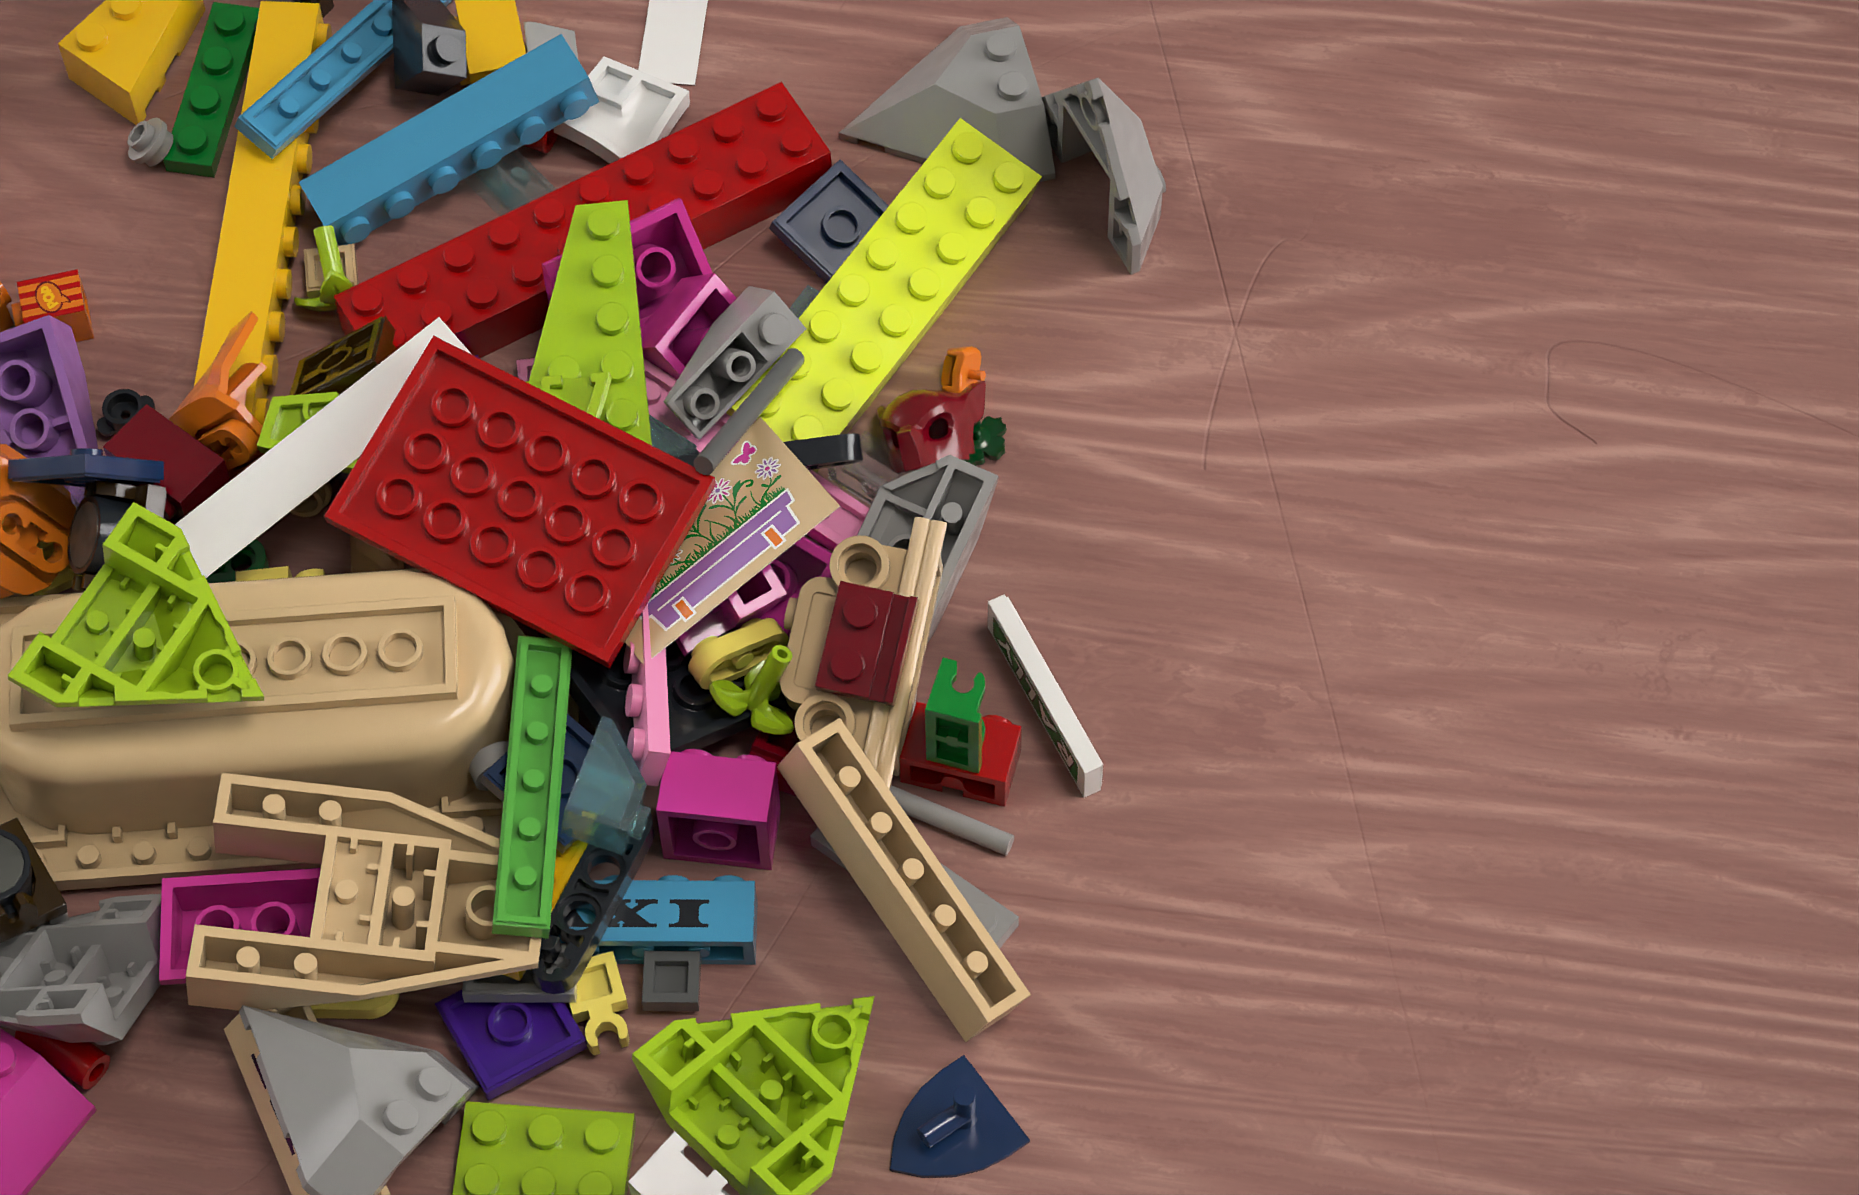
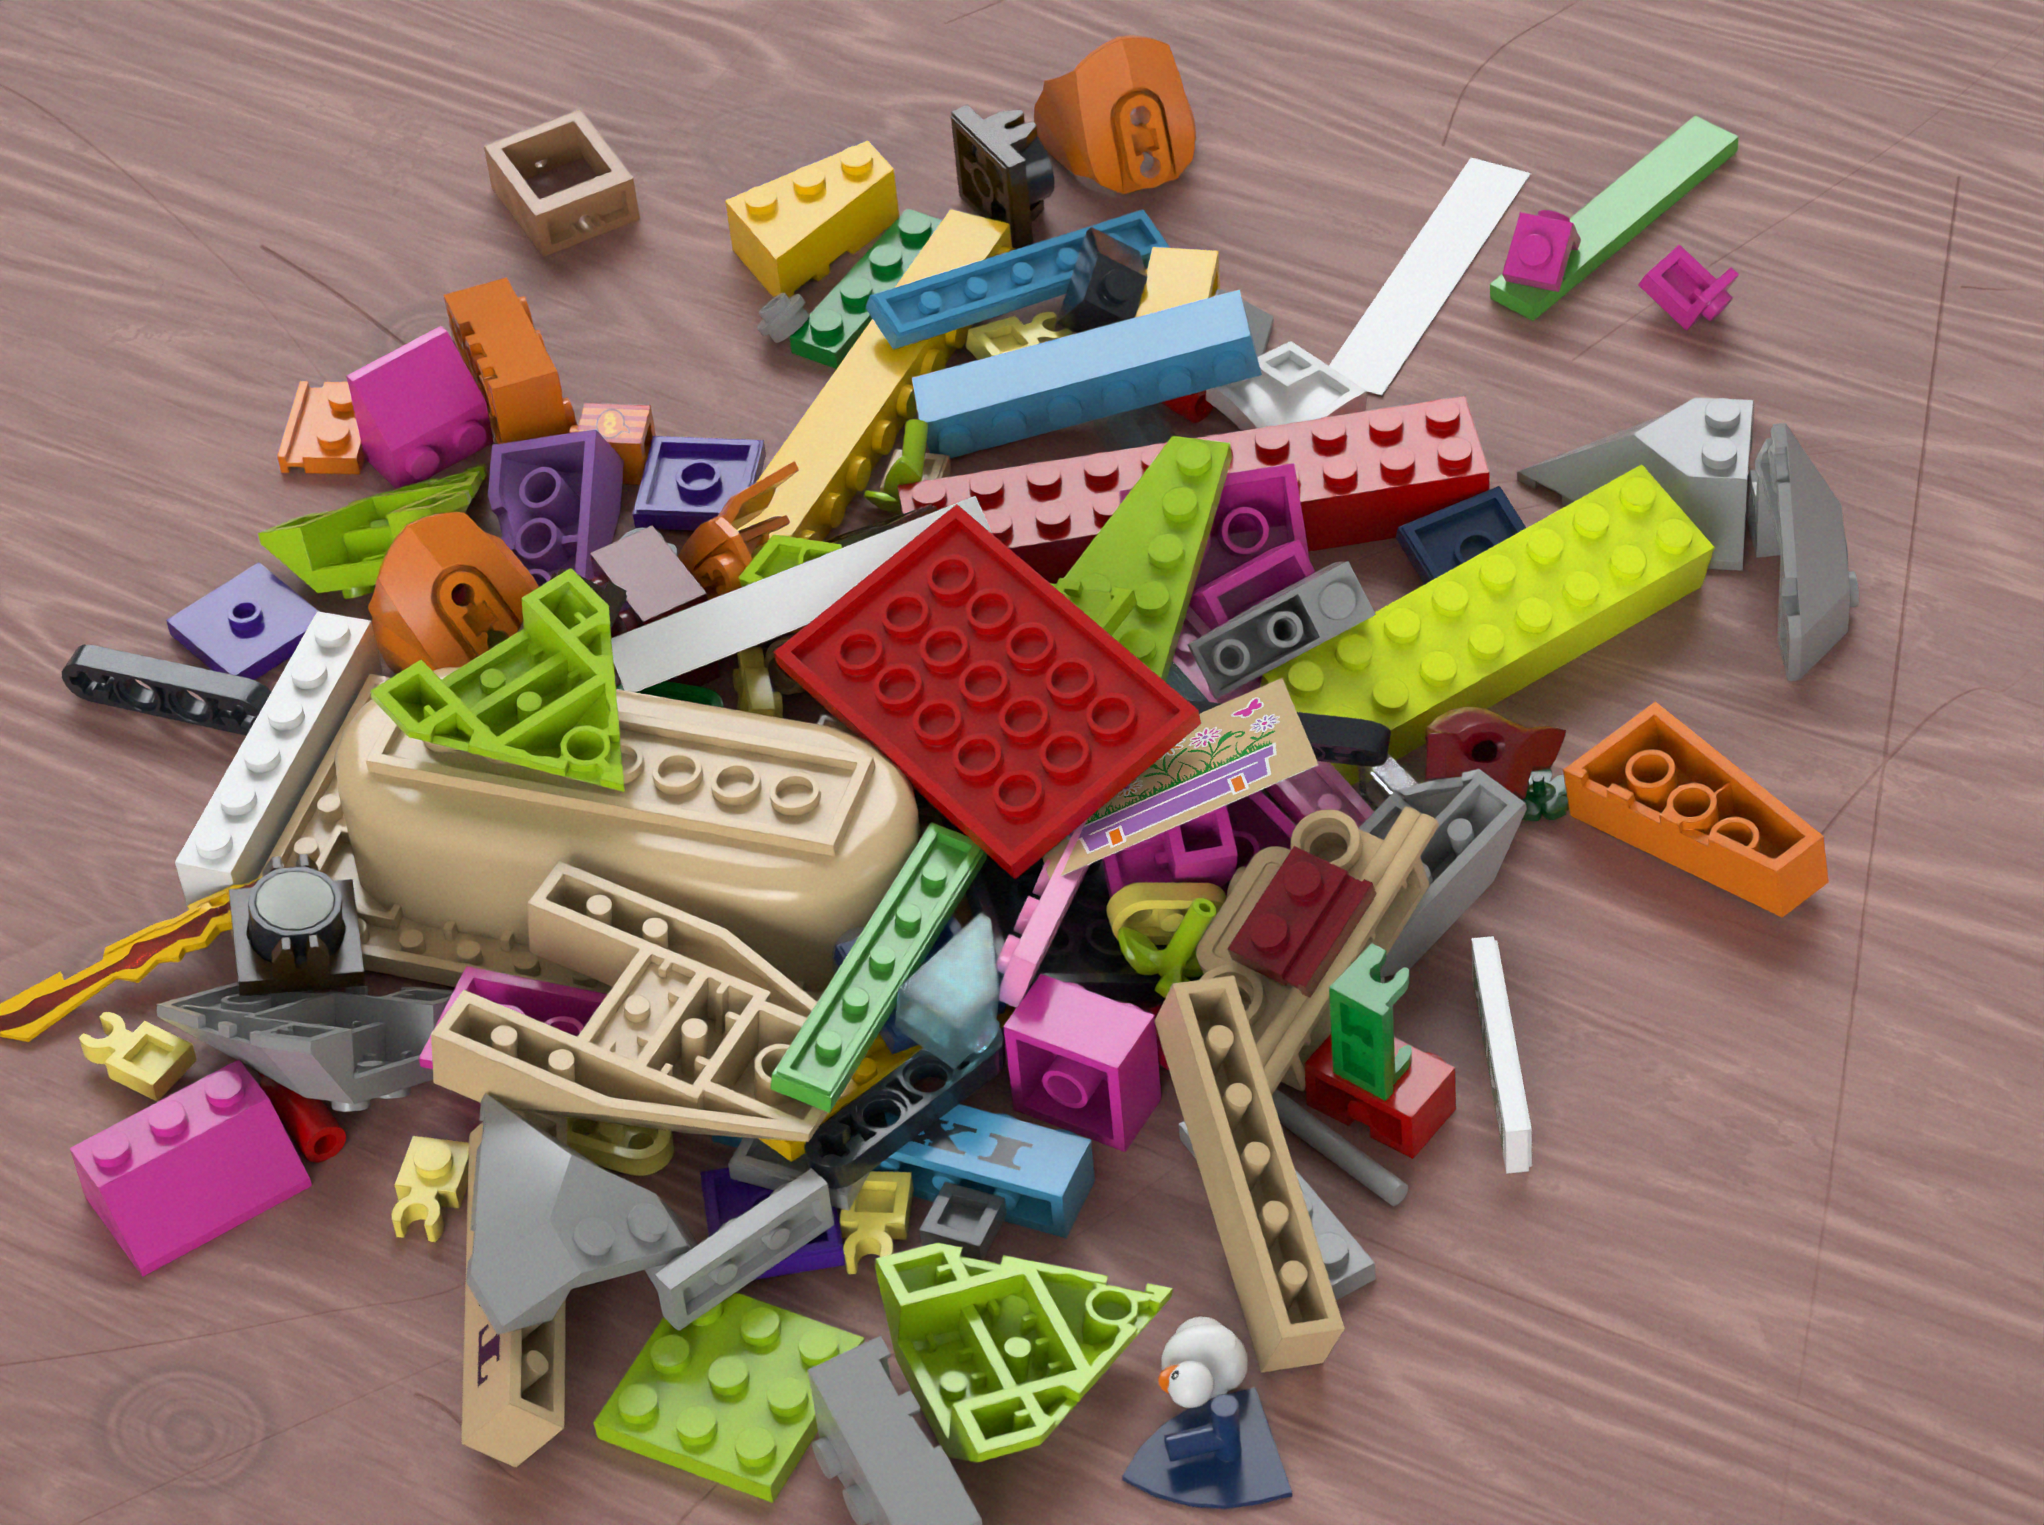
camera: 25 degrees right, 15 degrees down
(85, 466) = (544, 549): dark blue plate -> none
(145, 329) = (693, 479): none -> plate
(200, 1074) = (430, 1178): none -> light yellow plate
(294, 542) = (754, 685): none -> light yellow plate
(364, 118) = (1012, 334): none -> light yellow plate
(510, 1071) = (744, 1249): none -> light grey plate
(748, 411) = (1270, 667): dark grey bar -> none
(919, 1053) = (1202, 1362): none -> white animal
(961, 368) = (1557, 712): orange piece -> none
(1117, 427) = (1696, 810): none -> orange wedge

